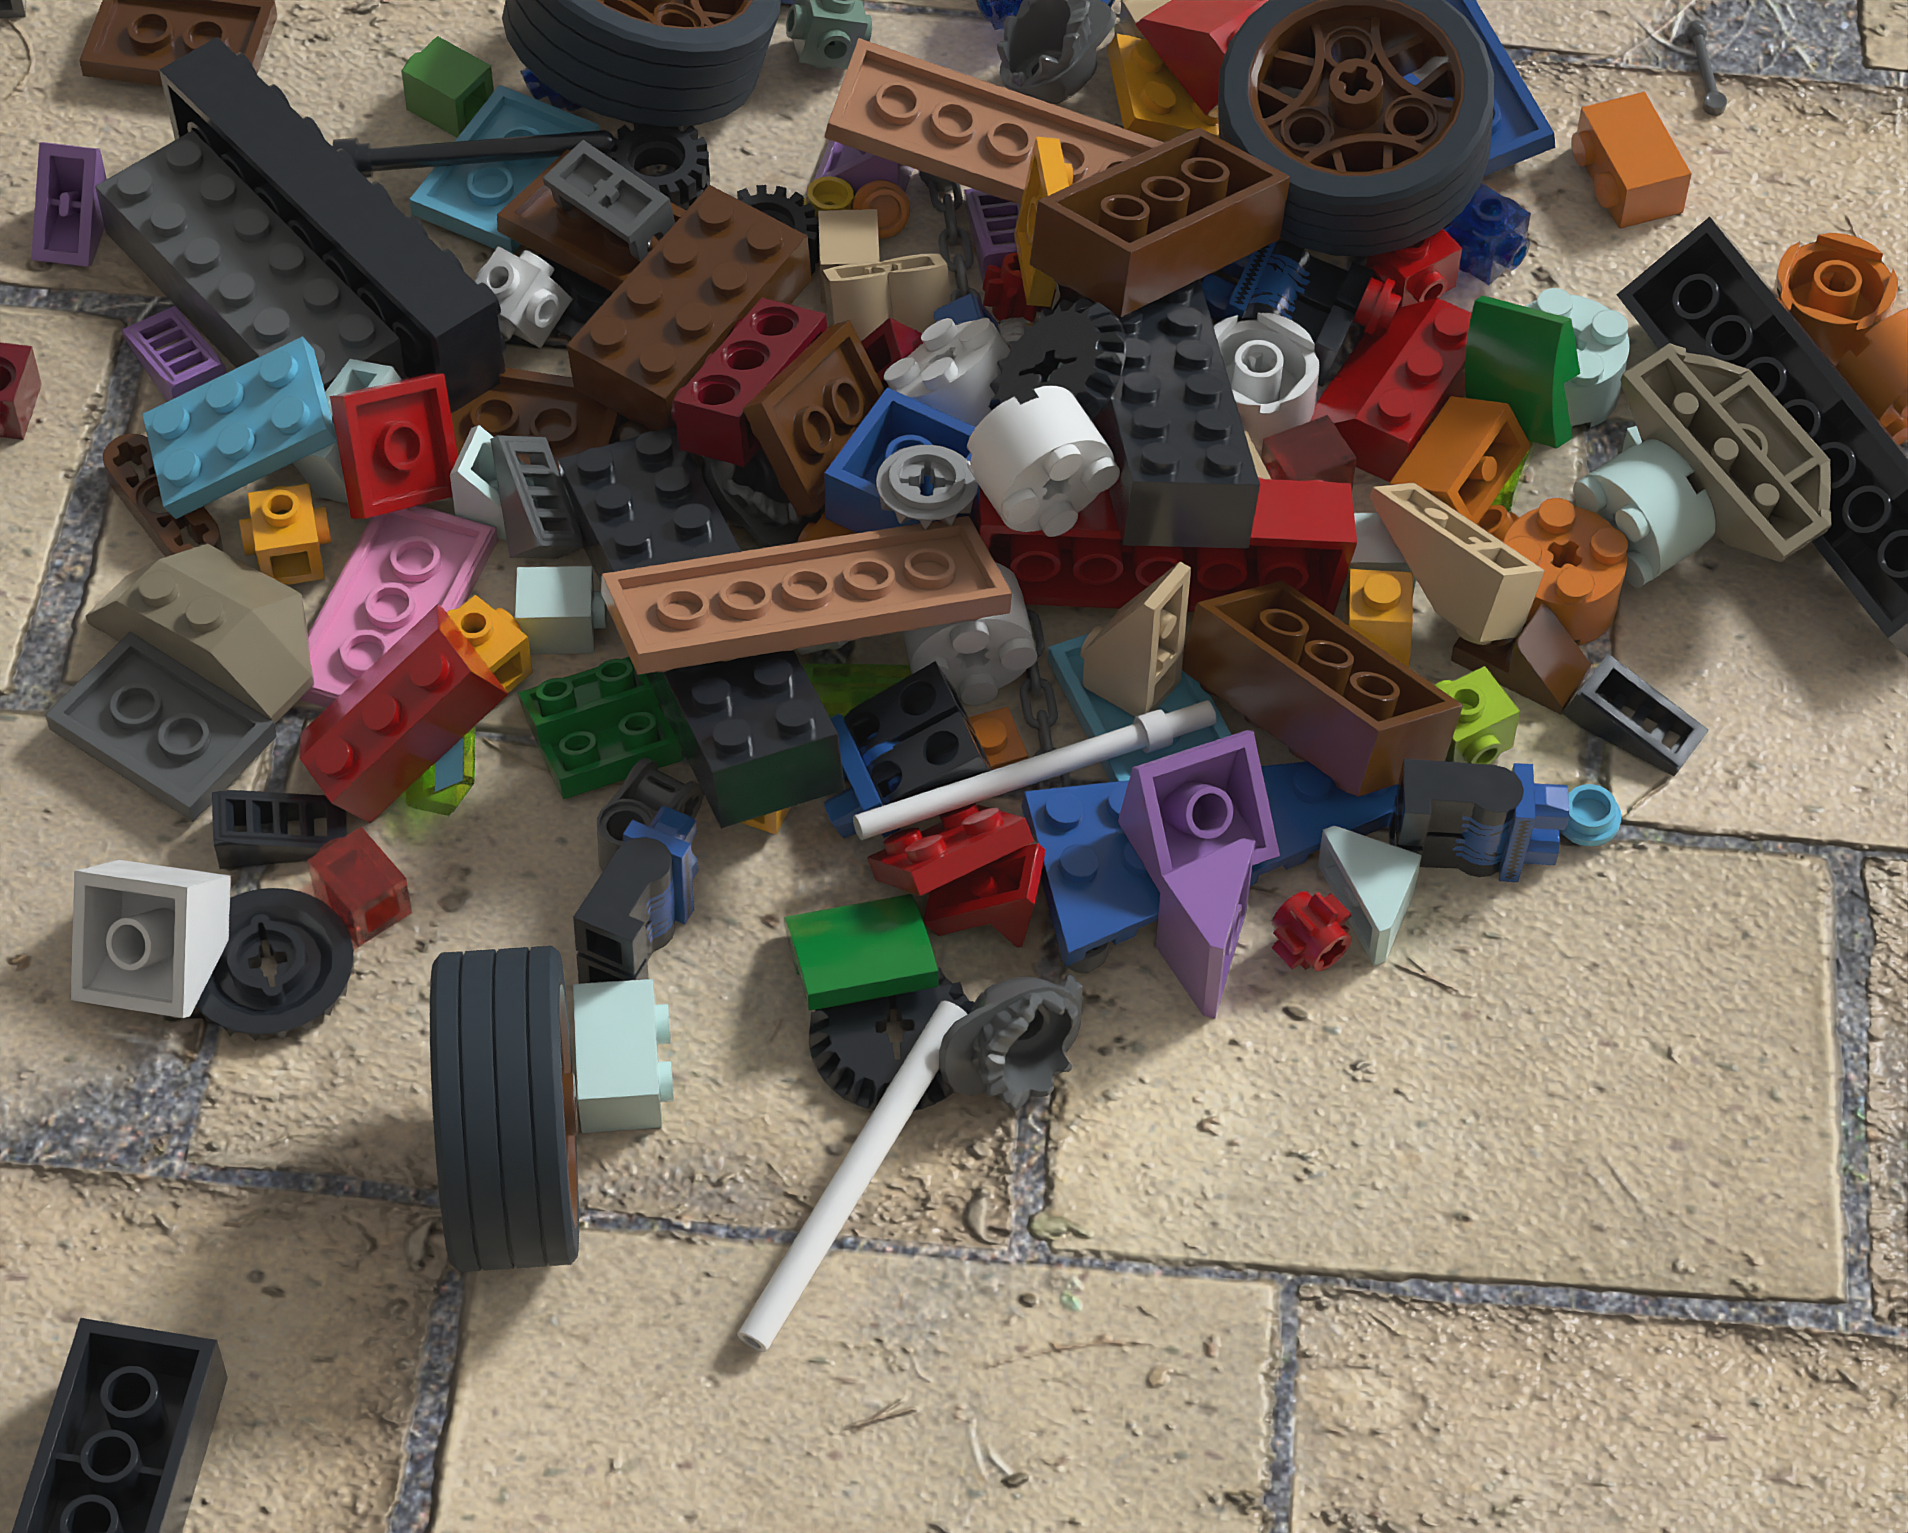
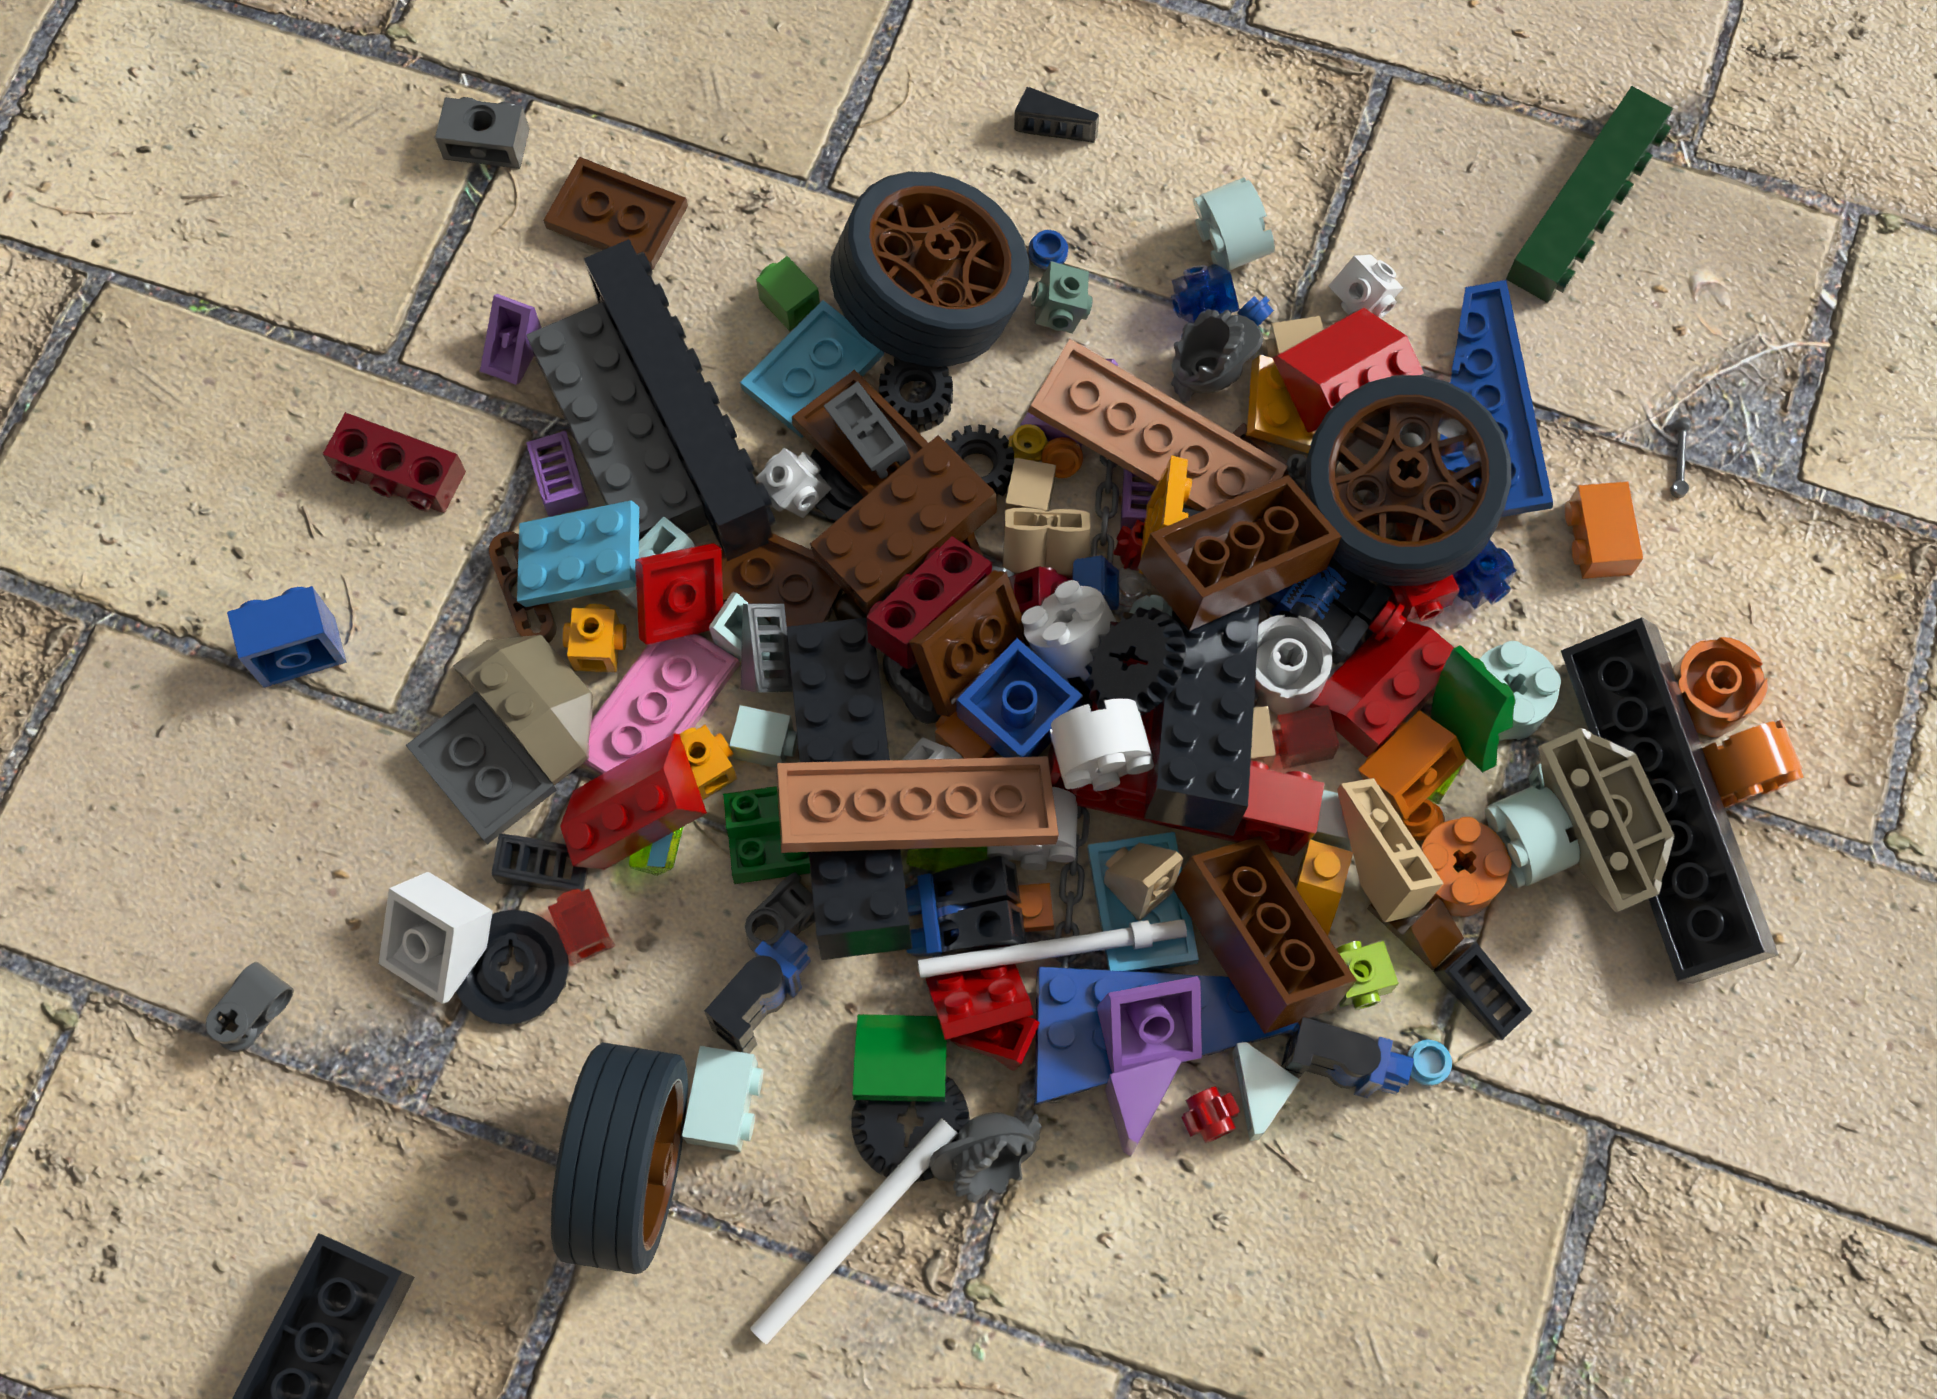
camera: 15 degrees right, 15 degrees up
(468, 152) = (712, 345): black piece -> none
(904, 472) = (1010, 716): light grey gear -> none

